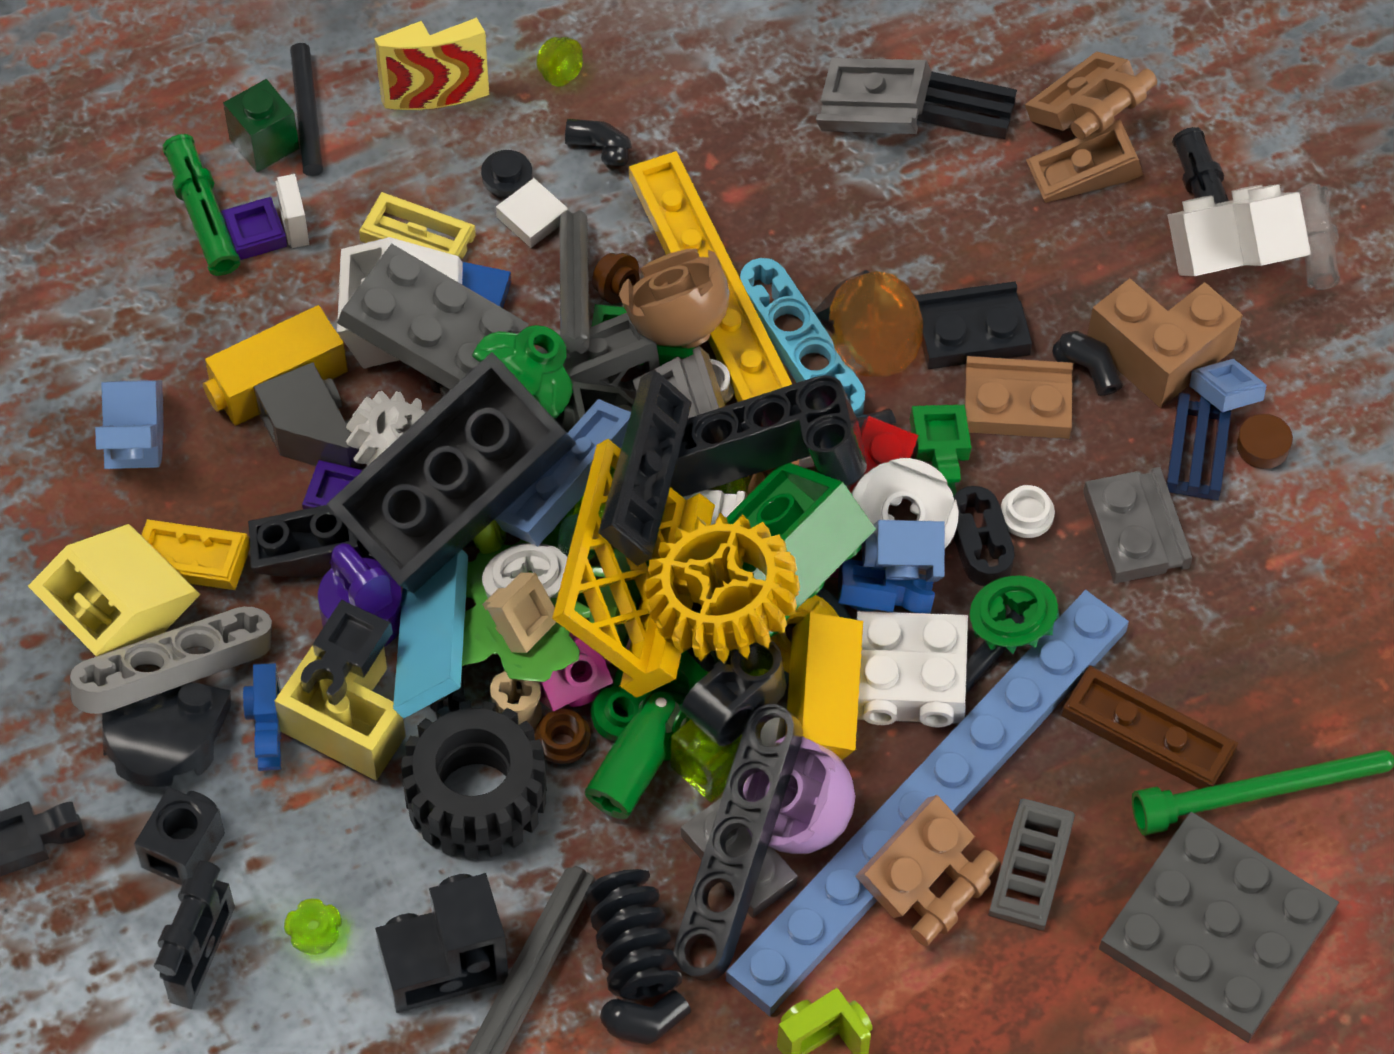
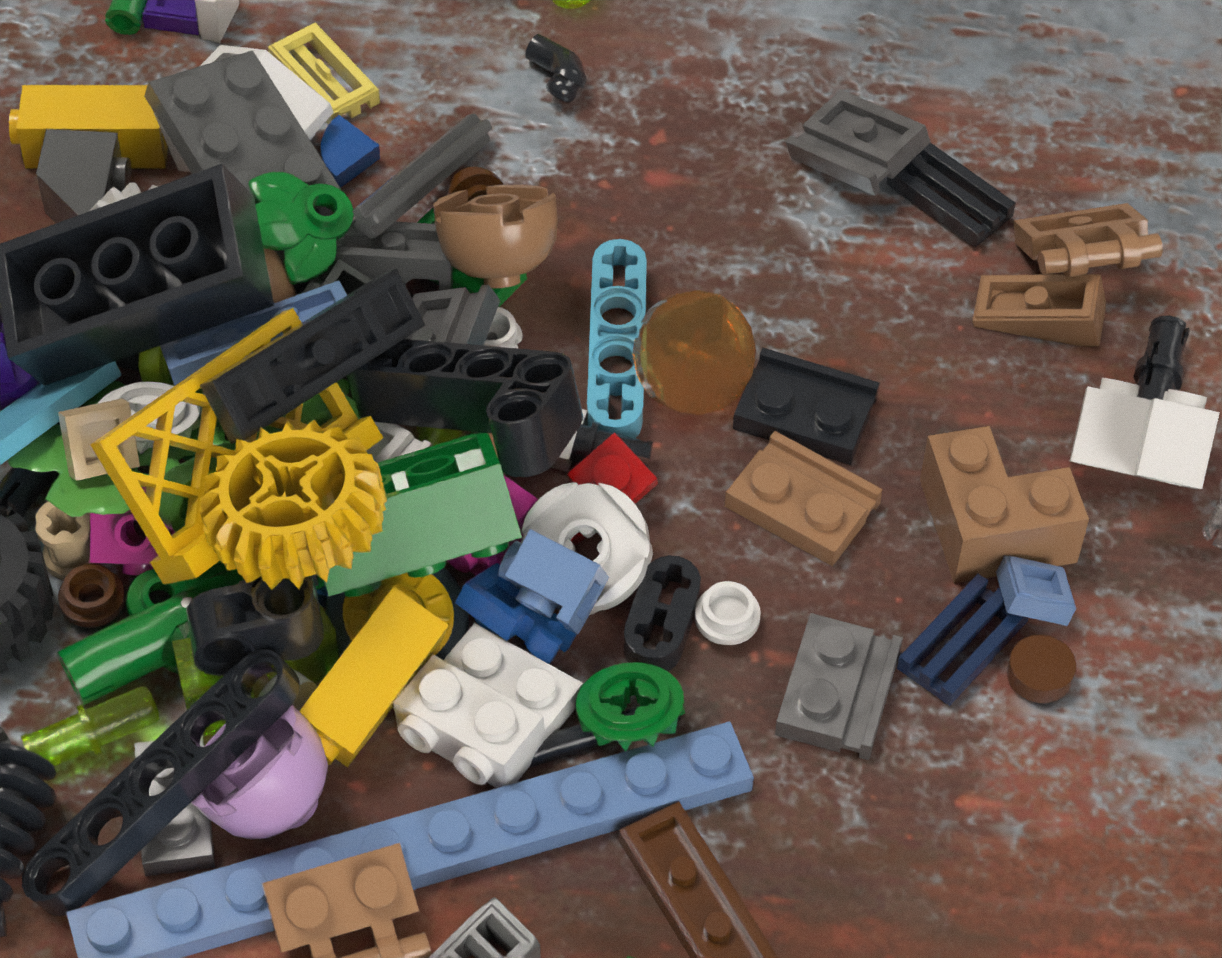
camera: 30 degrees right, 5 degrees down
(505, 172) = (446, 59): black plate -> none
(531, 212) = (442, 102): white tile -> none
(643, 830) = (94, 727): none -> clear neon green axle
(684, 224) = (579, 178): yellow plate -> none
(942, 438) = (685, 496): green plate -> none
(1090, 353) = (911, 493): black arm -> none

